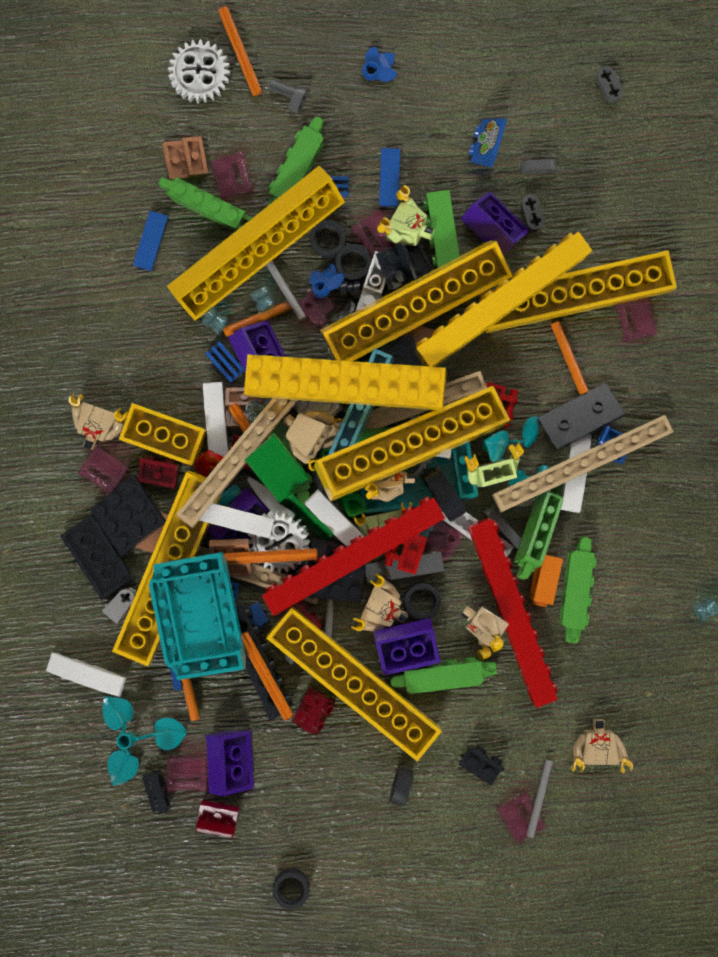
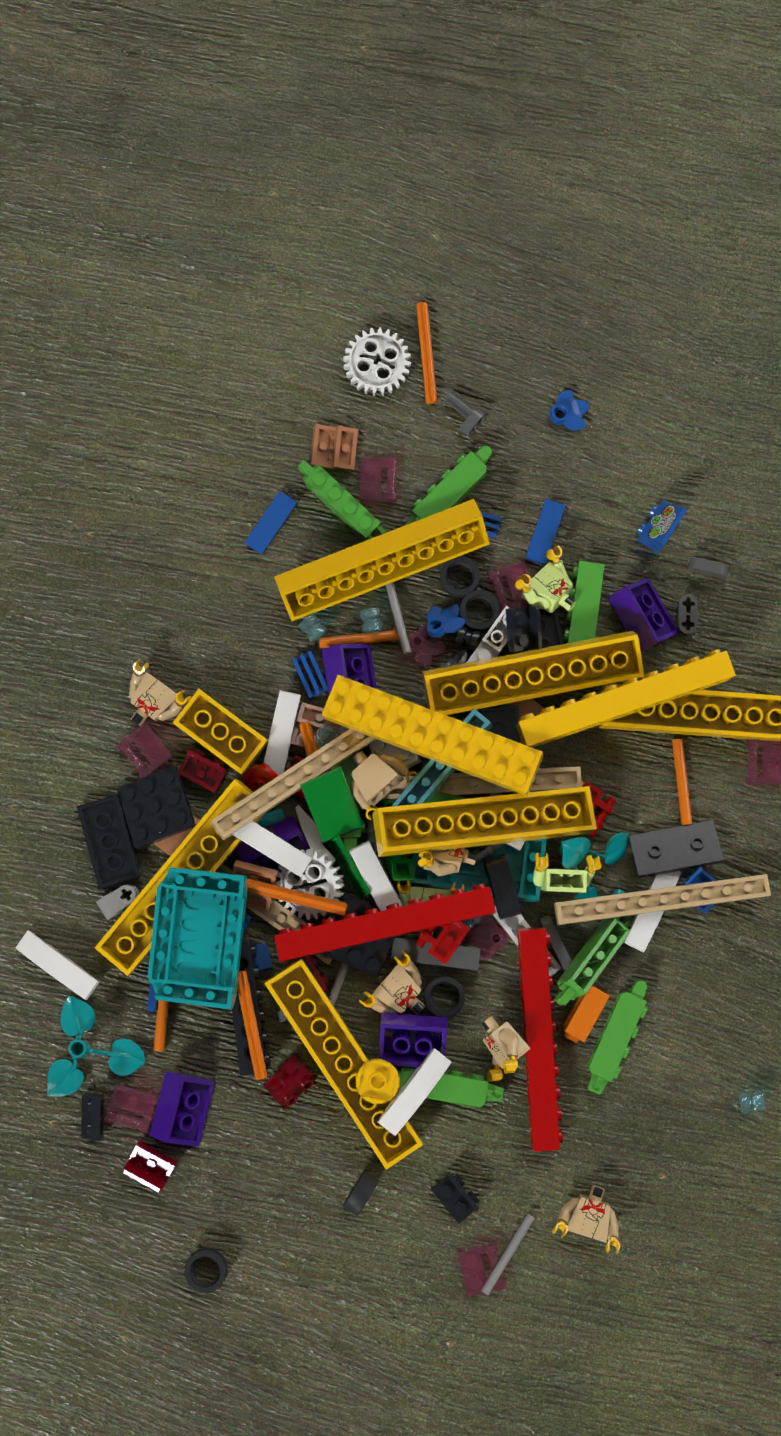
camera: 20 degrees right, 5 degrees down
(387, 690) = (377, 1081): none -> yellow tile
(421, 690) = (414, 1092): none -> white slope

